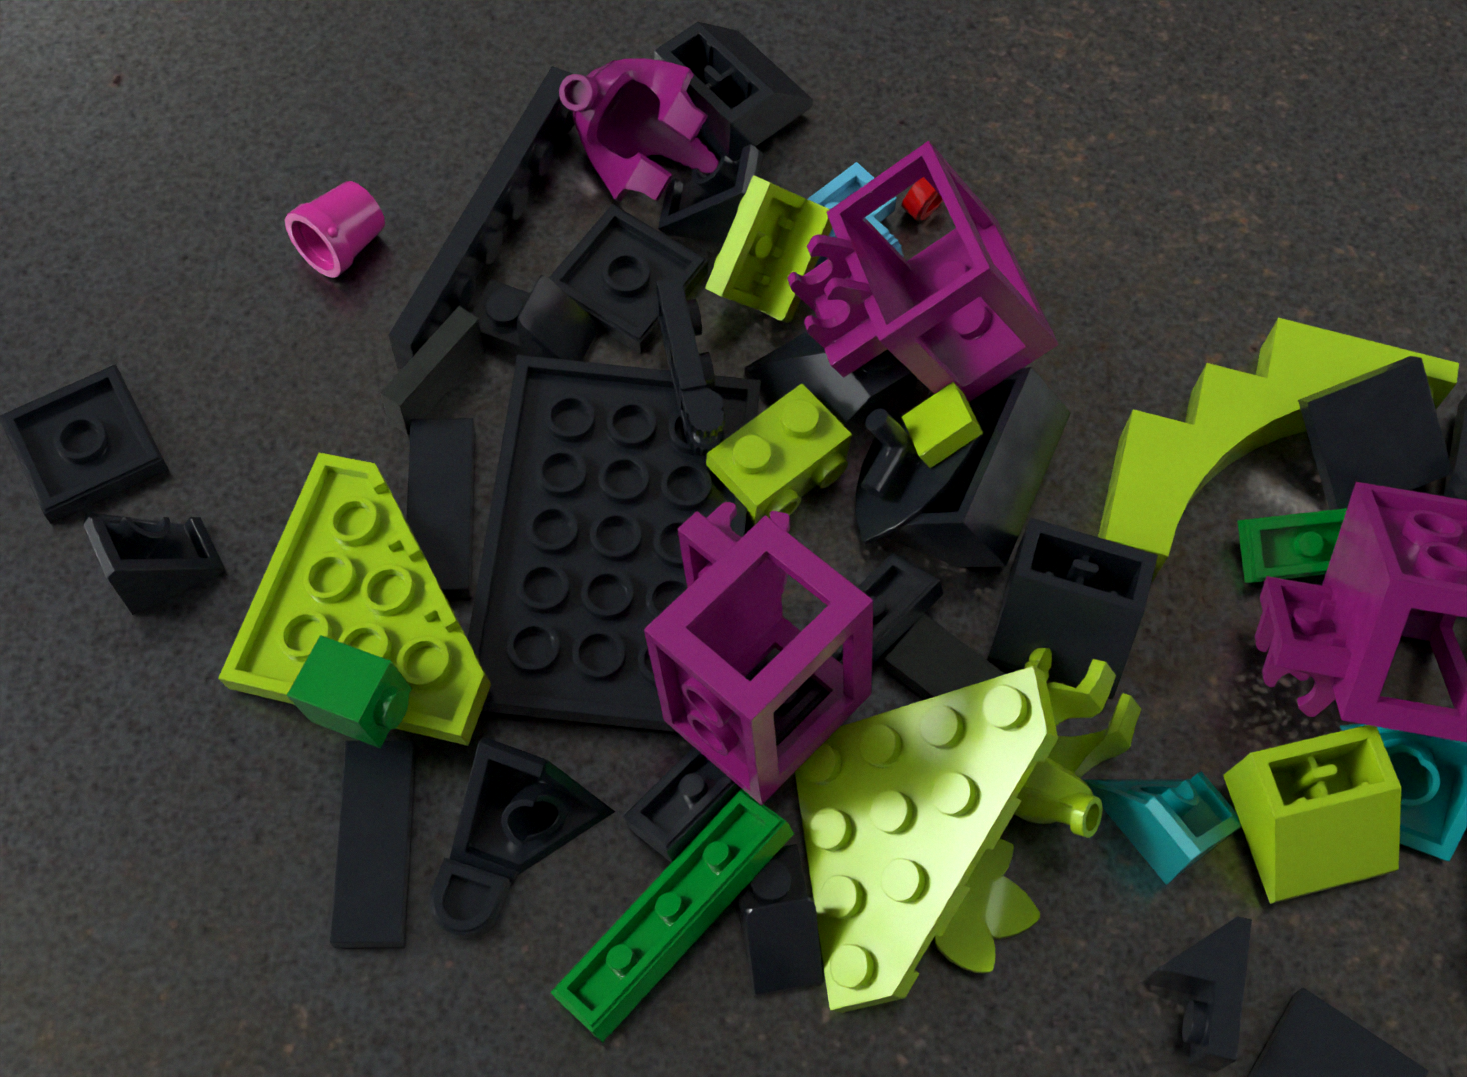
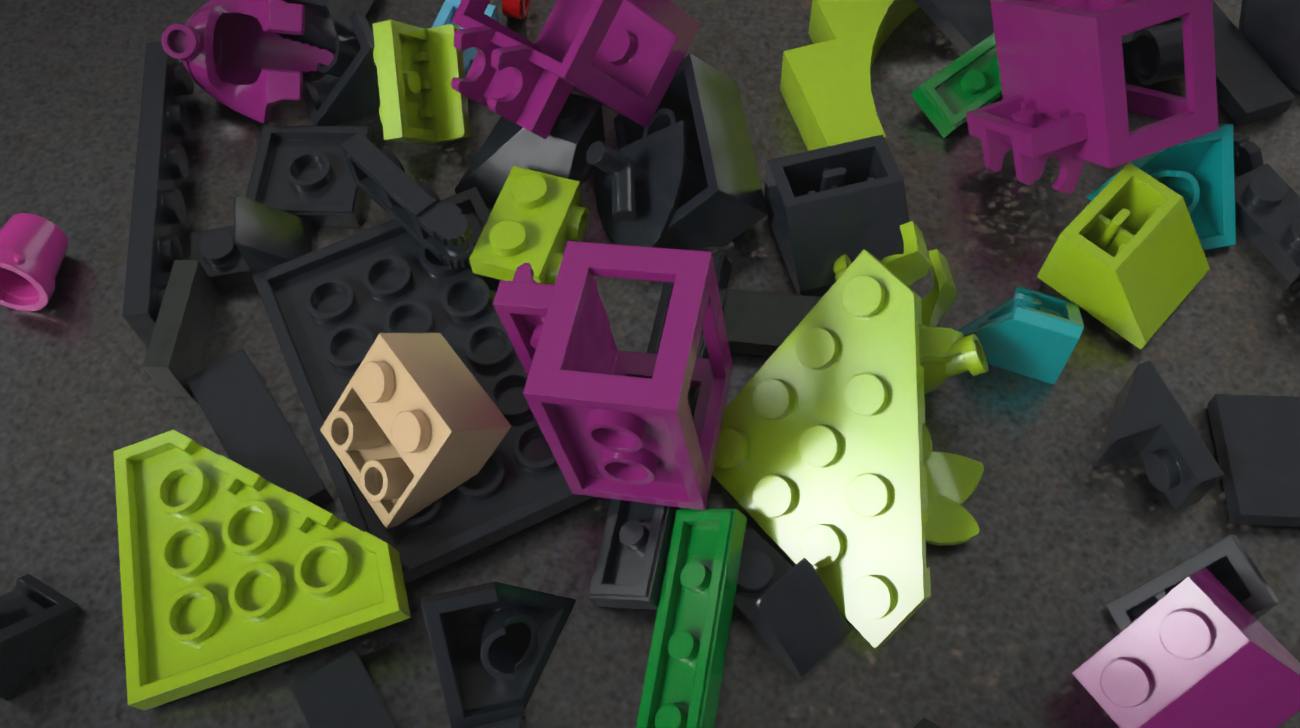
camera: 25 degrees left, 5 degrees down
(351, 691) = (268, 632): green brick -> none
(567, 580) = (412, 424): none -> tan slope
(942, 425) = (649, 133): lime tile -> none

